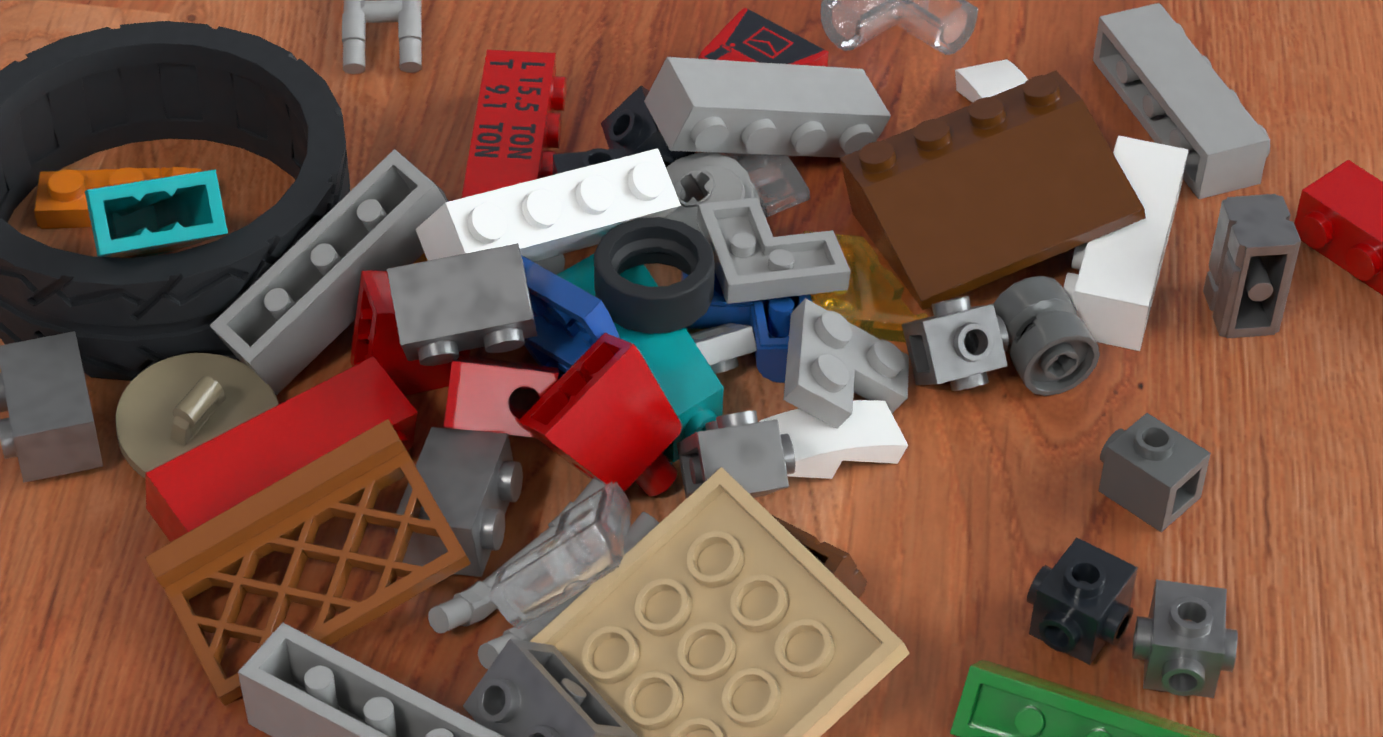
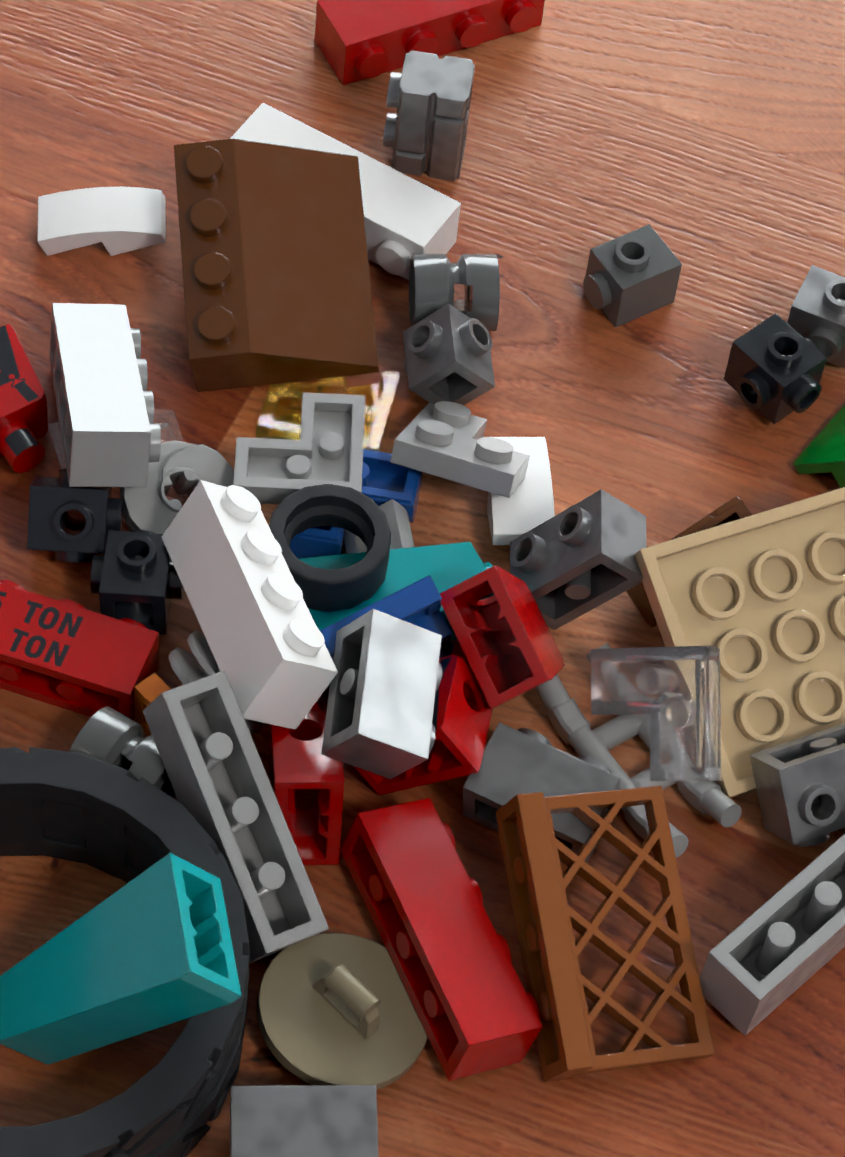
camera: 80 degrees left, 10 degrees up
(1181, 99) = (154, 88): light grey brick -> none

